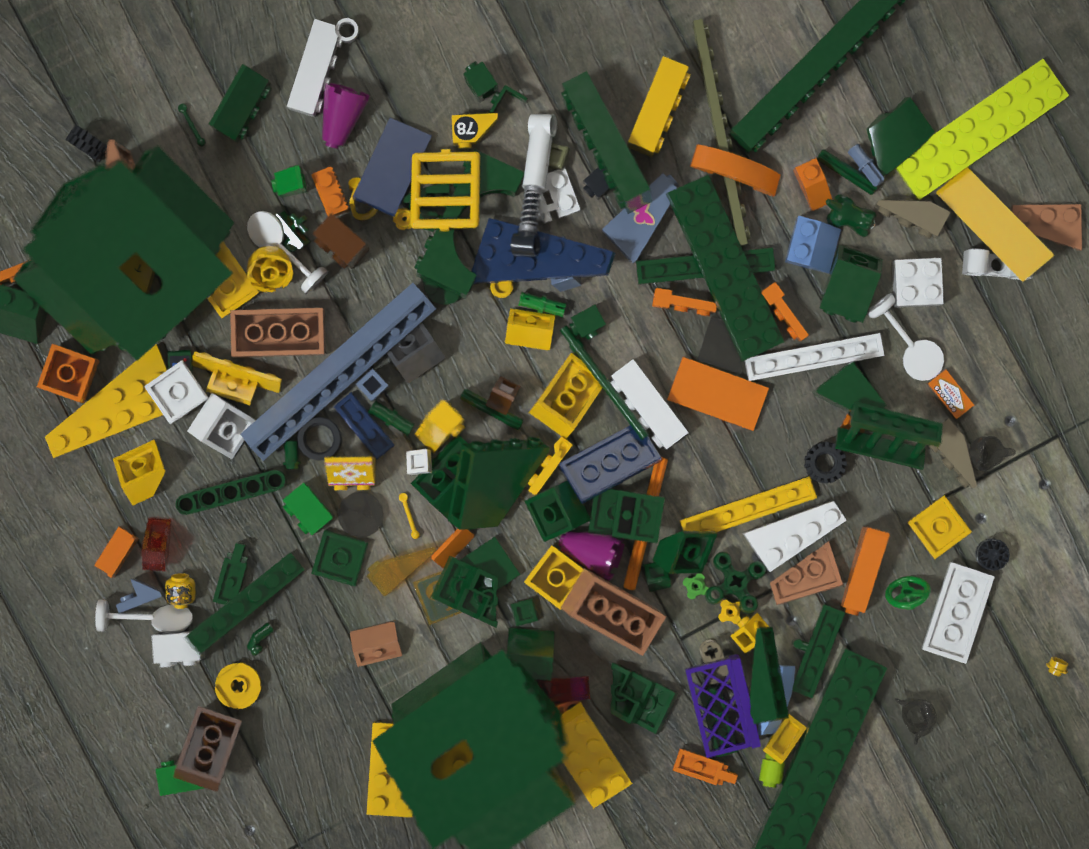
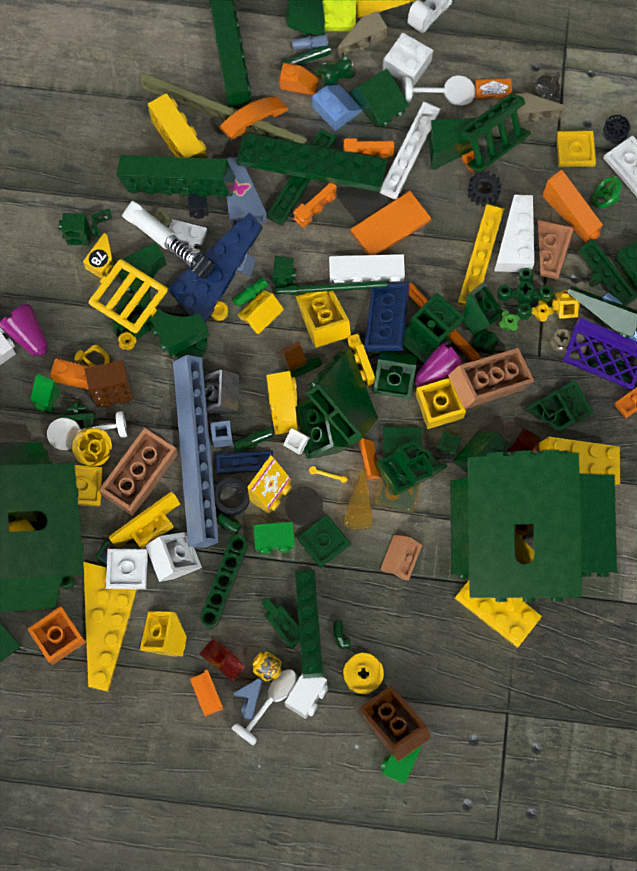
camera: 50 degrees left, 15 degrees down
(390, 167) = (86, 324): dark blue tile -> none

